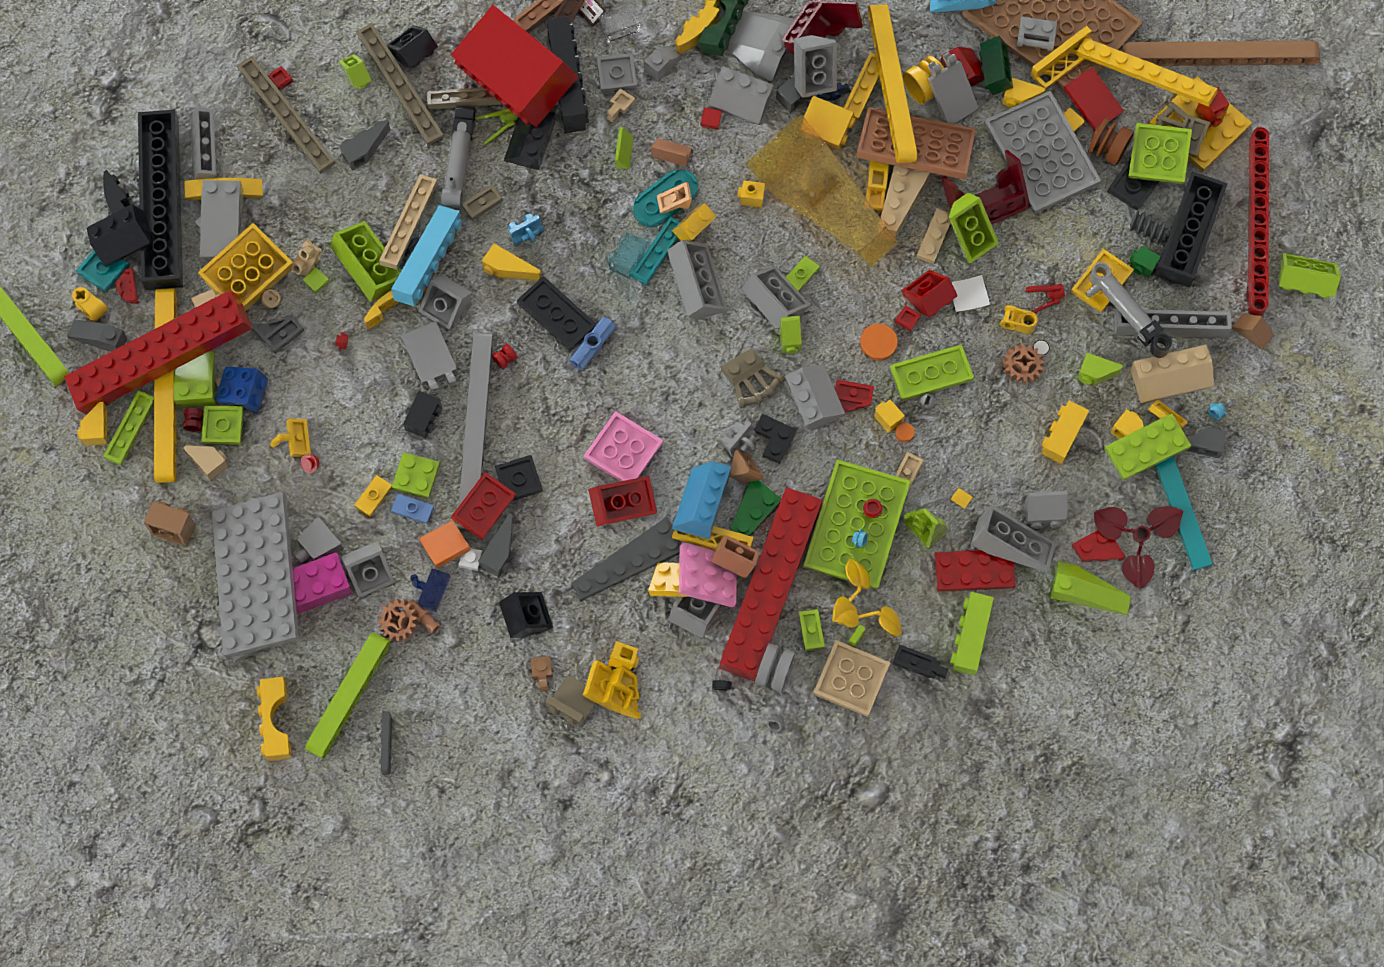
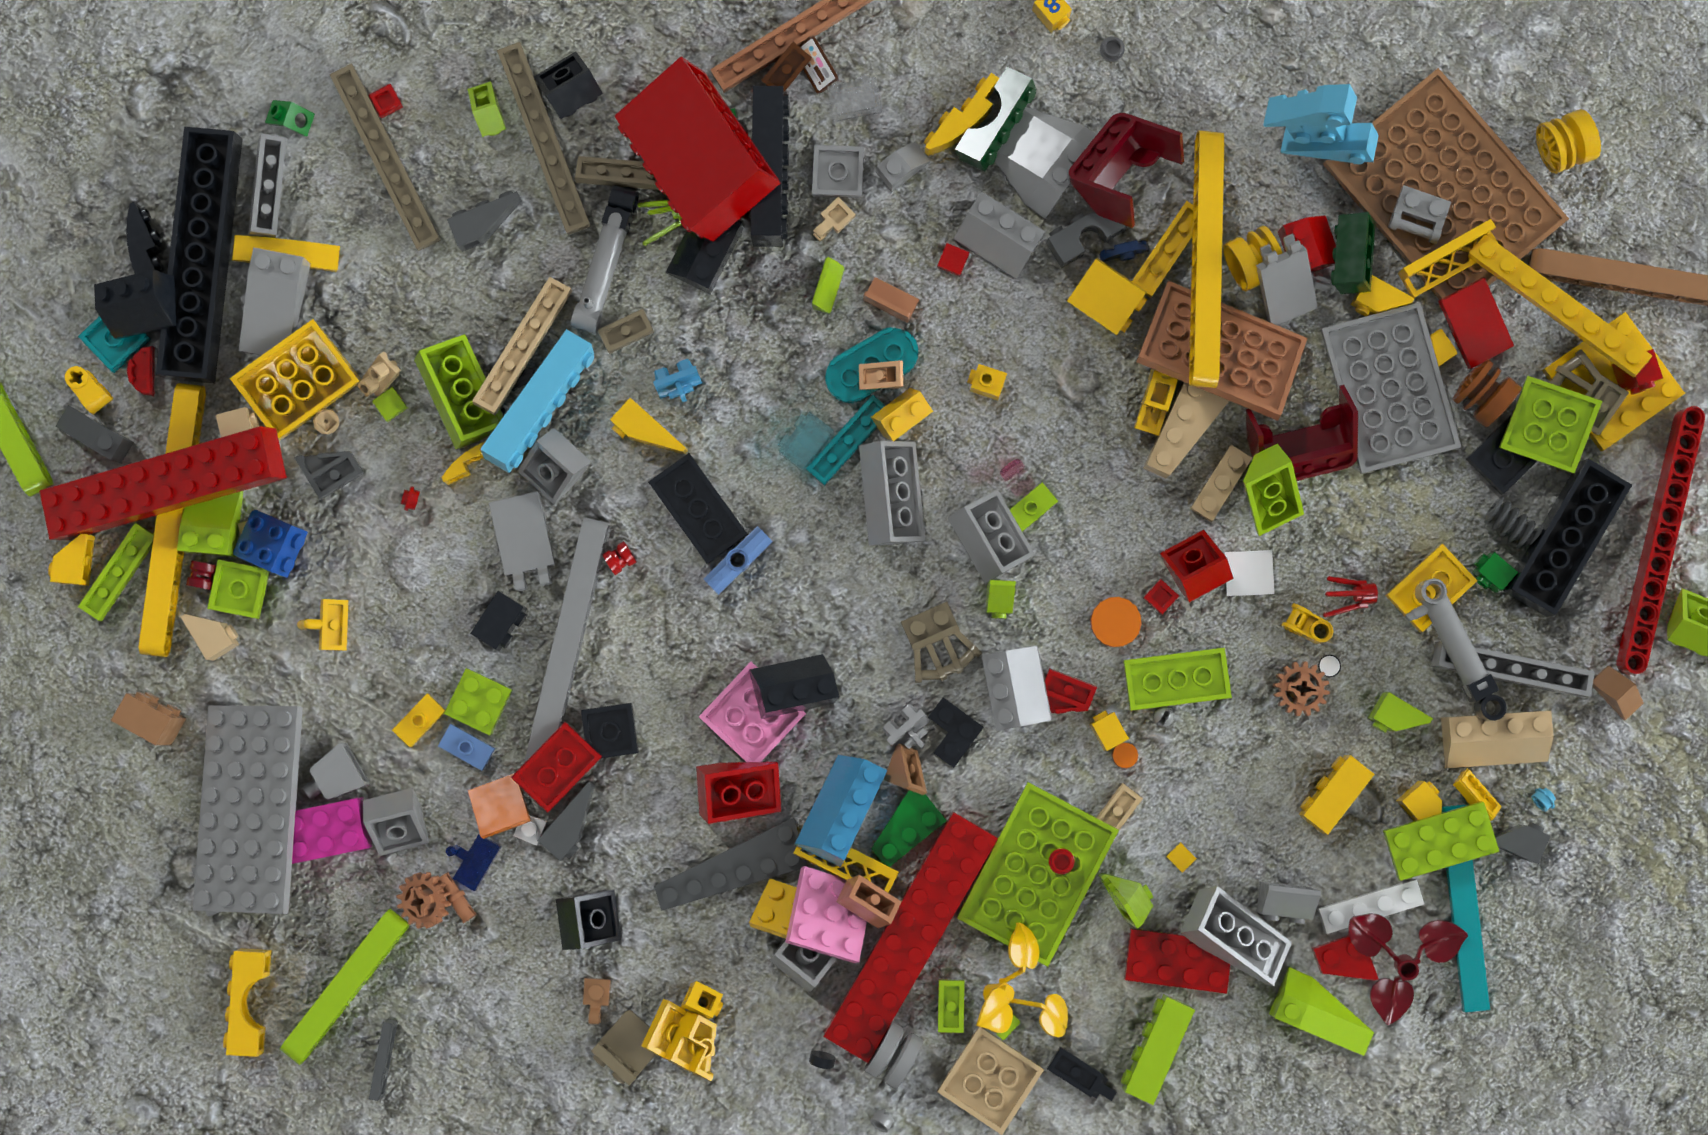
camera: 15 degrees right, 15 degrees up
(208, 96) = (284, 113): none -> green bracket
(309, 463) = (343, 662): plate -> none
(651, 422) = (794, 686): none -> black slope
(781, 250) = (1012, 469): none -> clear pink tile
(796, 165) = (1054, 356): clear yellow wing -> none
(815, 65) = (1105, 221): light grey slope -> none
(860, 539) = (1036, 900): medium azure plate -> none
(1122, 499) = (1381, 902): none -> white plate

